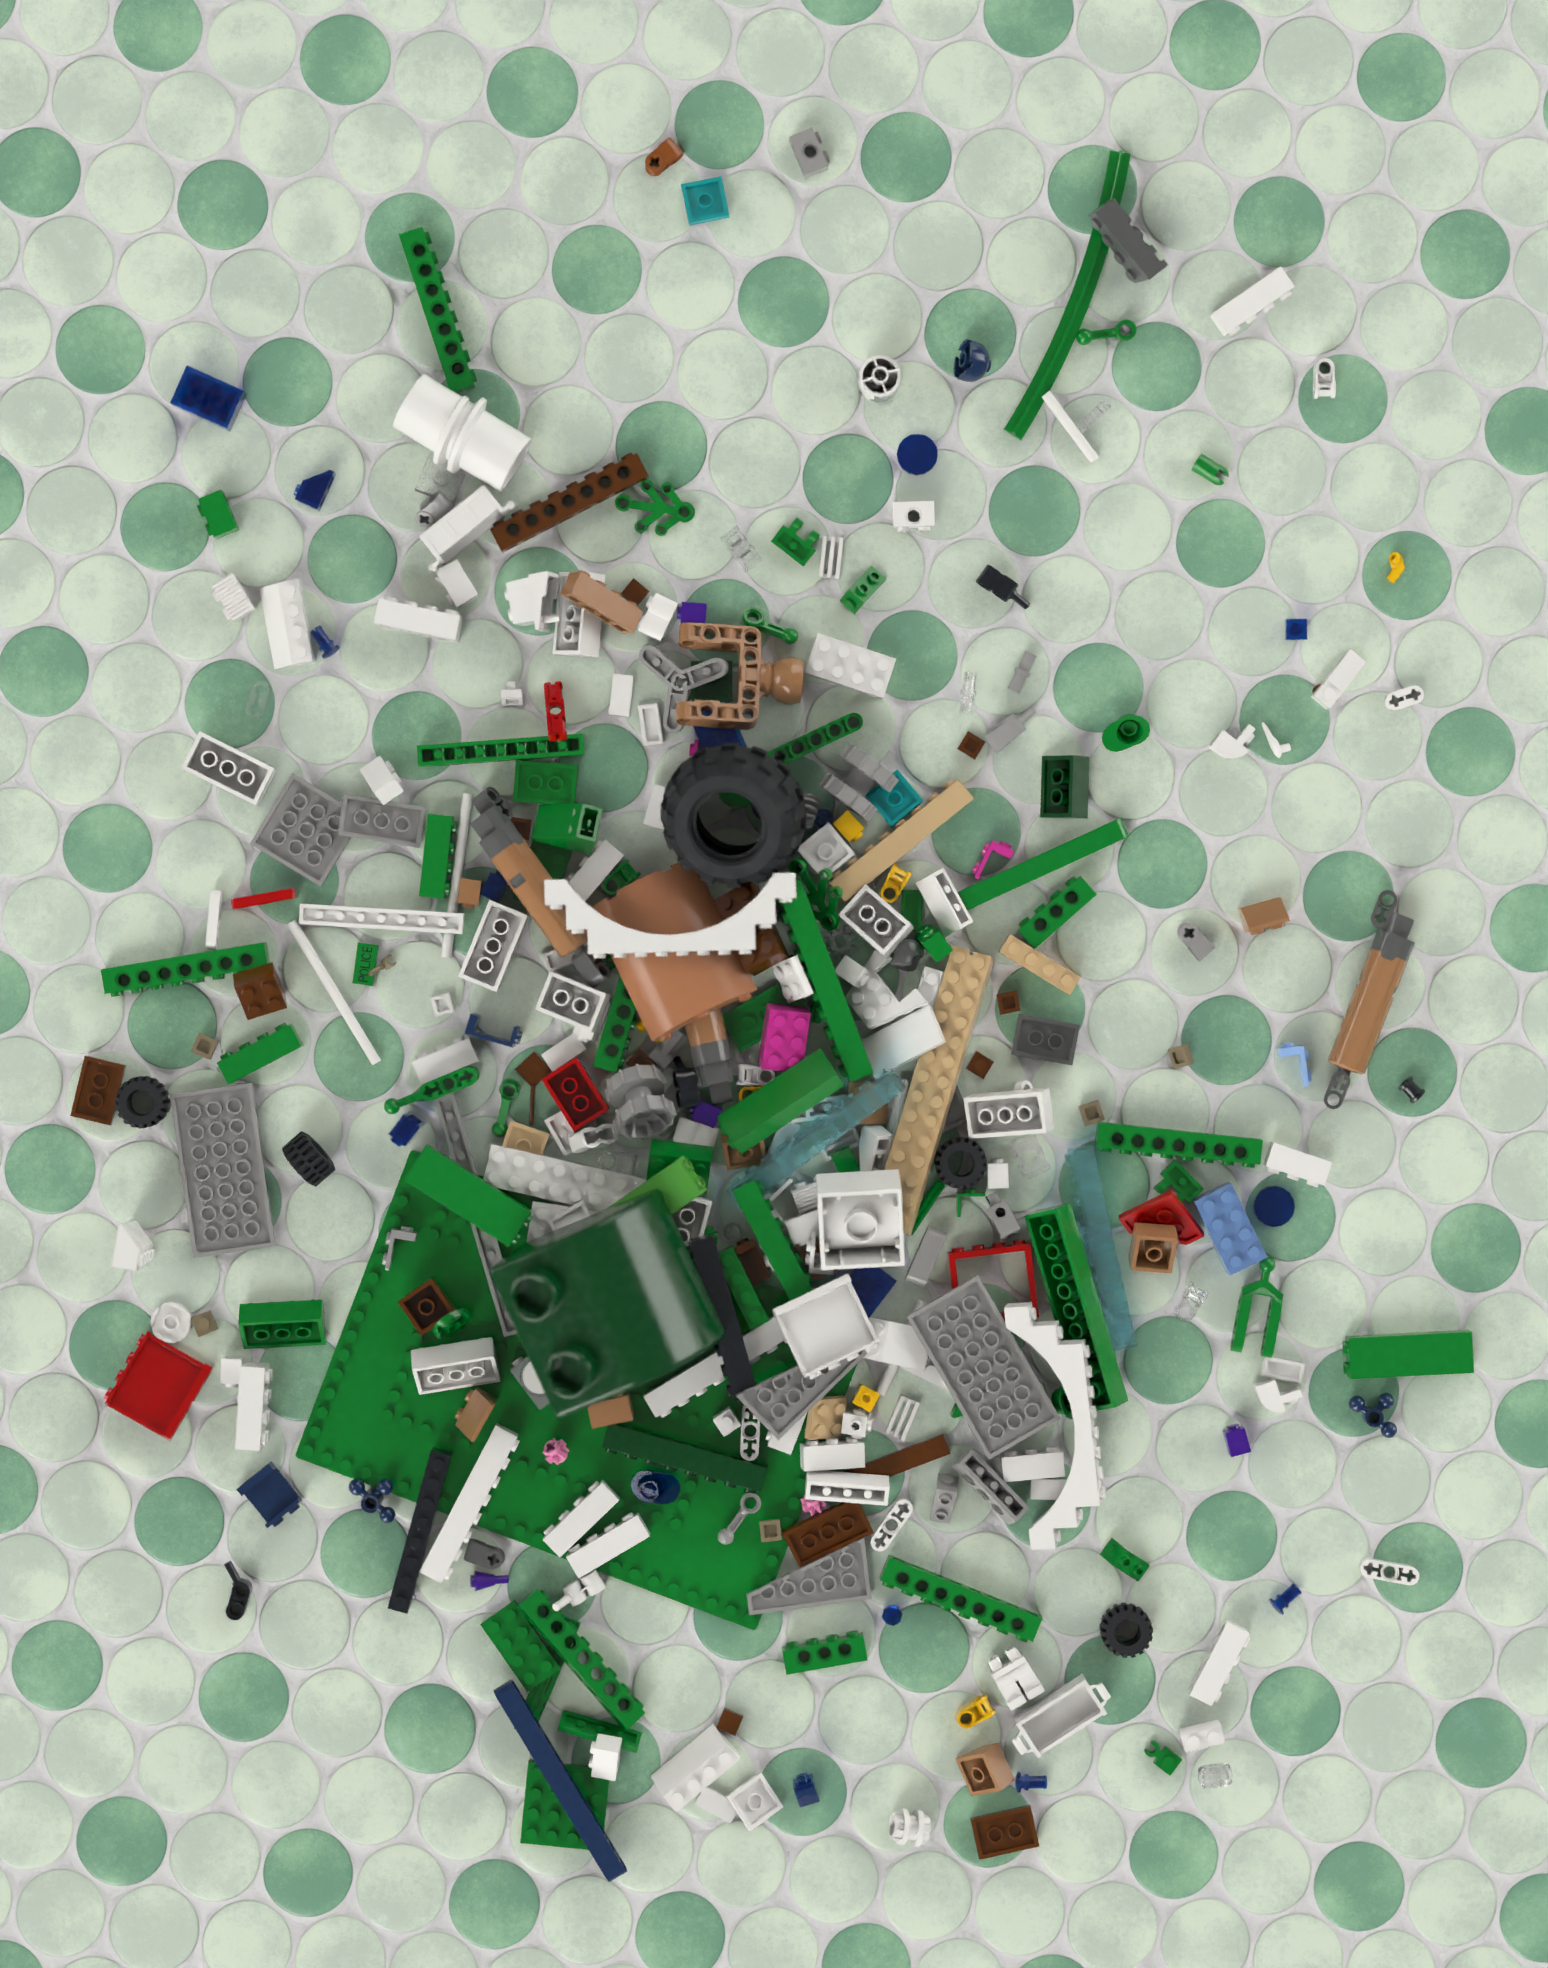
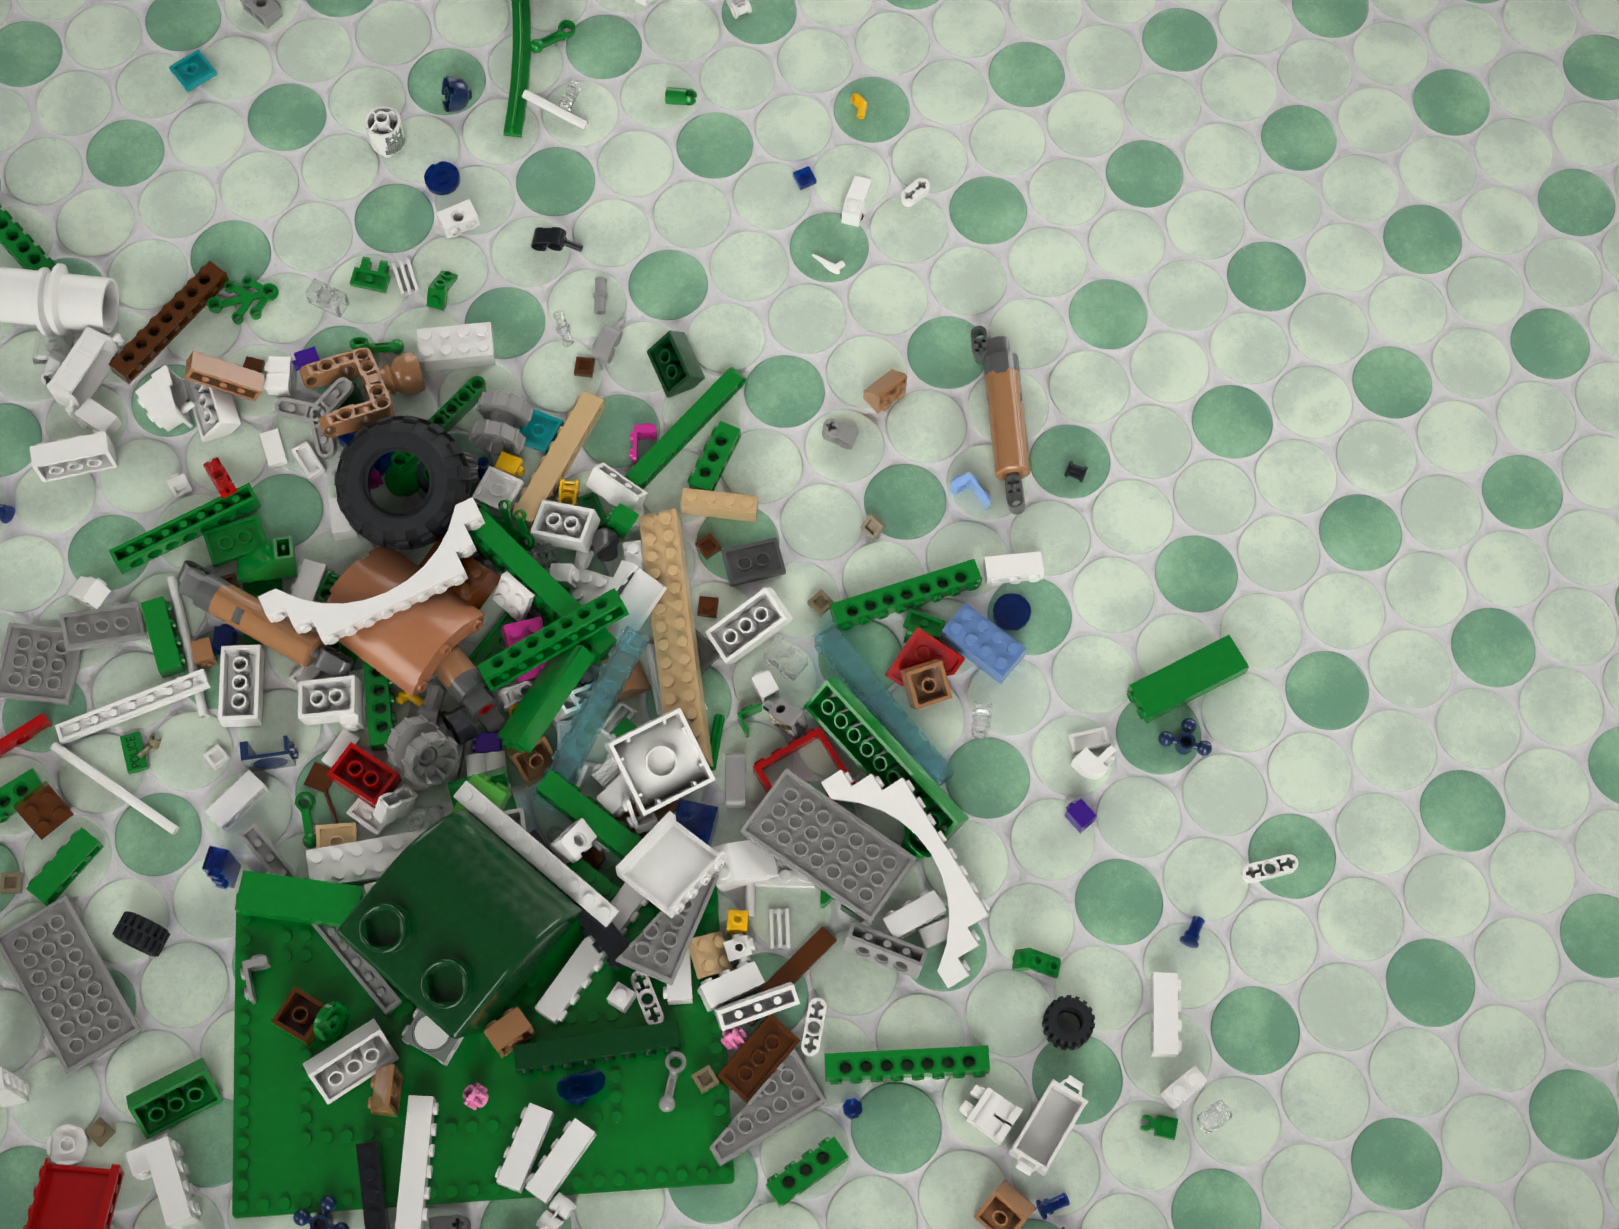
camera: 30 degrees left, 20 degrees down
(392, 1105) = (222, 835): green piece -> none
(666, 155) = (146, 54): dark orange piece -> none
(704, 1262) = (536, 854): none -> white plate
(744, 1260) = (573, 841): none -> white brick
(821, 1057) = (552, 639): none -> green brick
(874, 1147) = (646, 705): white slope -> none
(942, 1163) = (728, 674): black tyre -> none
(944, 1498) = (850, 982): light grey bracket -> none
(976, 1711) = (972, 1160): yellow piece -> none
(1125, 732) = (705, 301): green piece -> none
(1231, 748) = (793, 280): white brick -> none
(1264, 1288) = (1036, 680): green piece -> none

